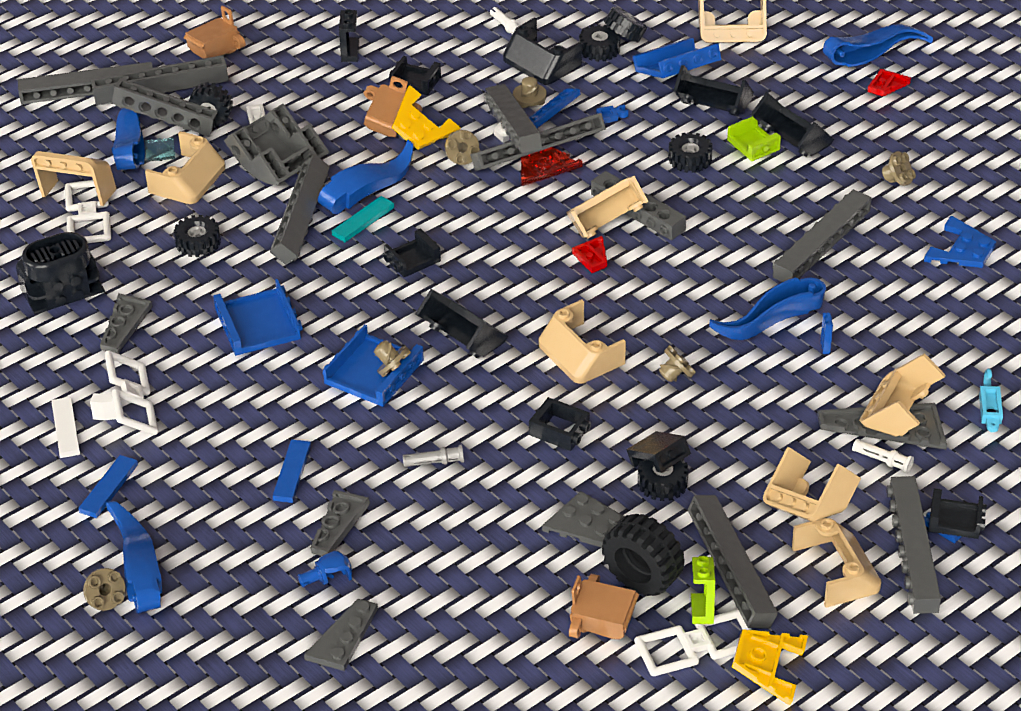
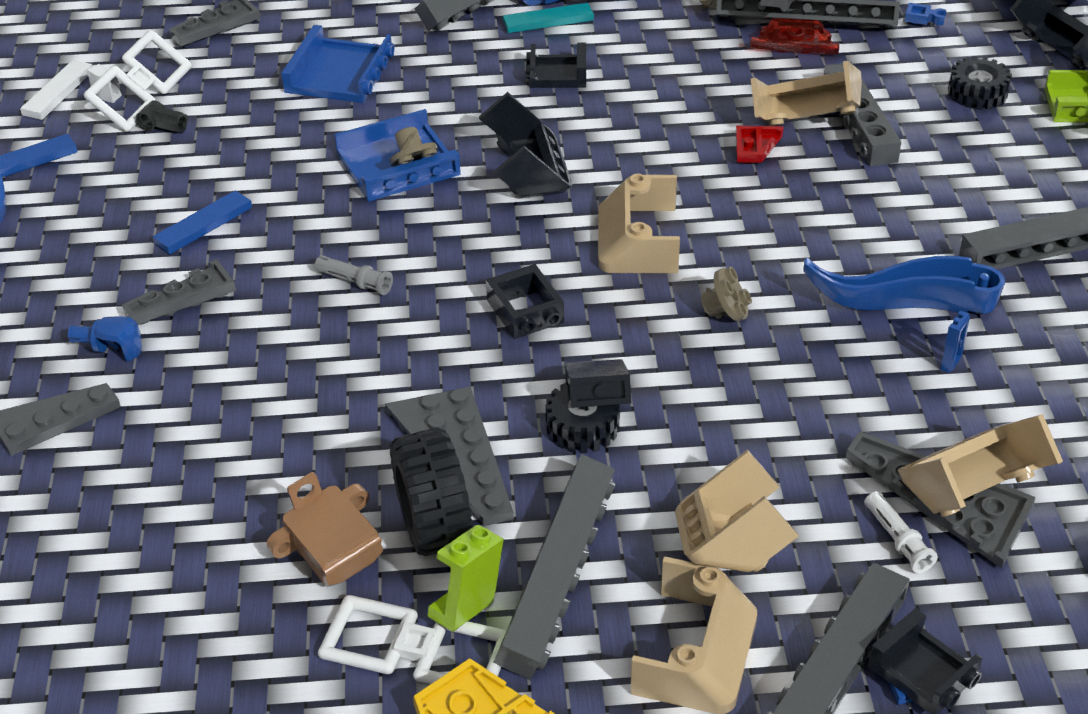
camera: 35 degrees right, 0 degrees up
(169, 414) = (157, 116): none -> pearl dark grey piece

